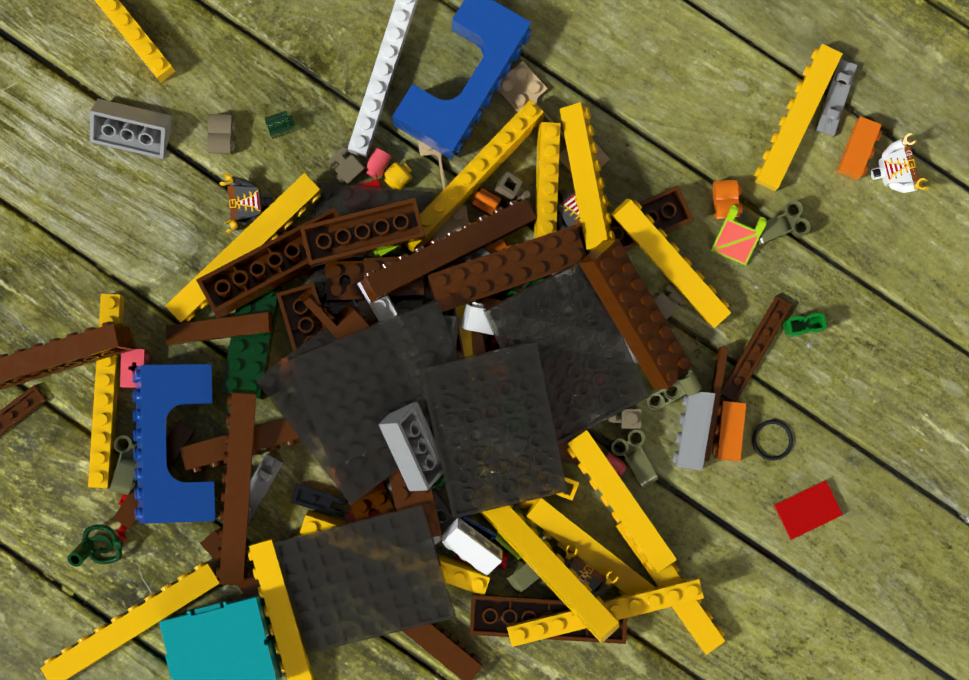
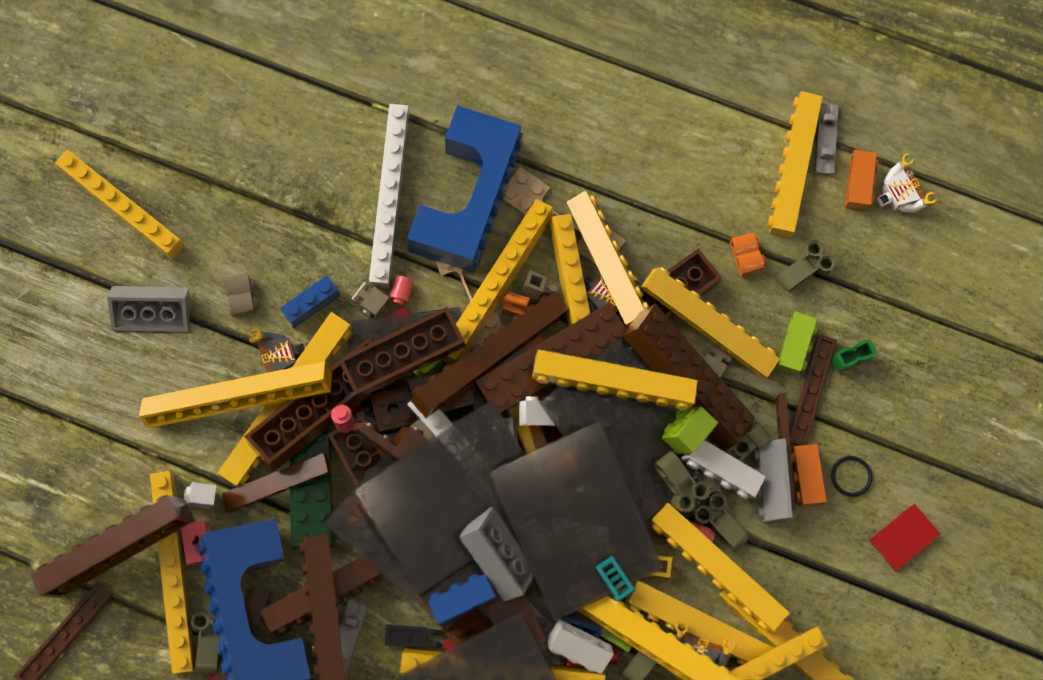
camera: 10 degrees left, 10 degrees down
(144, 324) = (200, 495): none -> white brick
(197, 235) = (236, 394): none -> yellow brick
(280, 124) = (297, 273): clear green brick -> none
(286, 155) = (310, 301): none -> blue brick
(293, 283) = (343, 418): none -> coral brick
(368, 480) = (461, 599): none -> blue brick
(398, 175) = (424, 298): yellow head -> none
(519, 509) = (625, 592): none -> teal slope
(560, 305) = (614, 379): none -> yellow brick
(603, 414) = (680, 482): none -> olive piece
(622, 366) = (689, 430): none -> lime brick
(648, 408) = (725, 469): none -> white brick
(737, 239) = (767, 289): coral flag -> none
(752, 300) = (797, 343): none -> lime brick

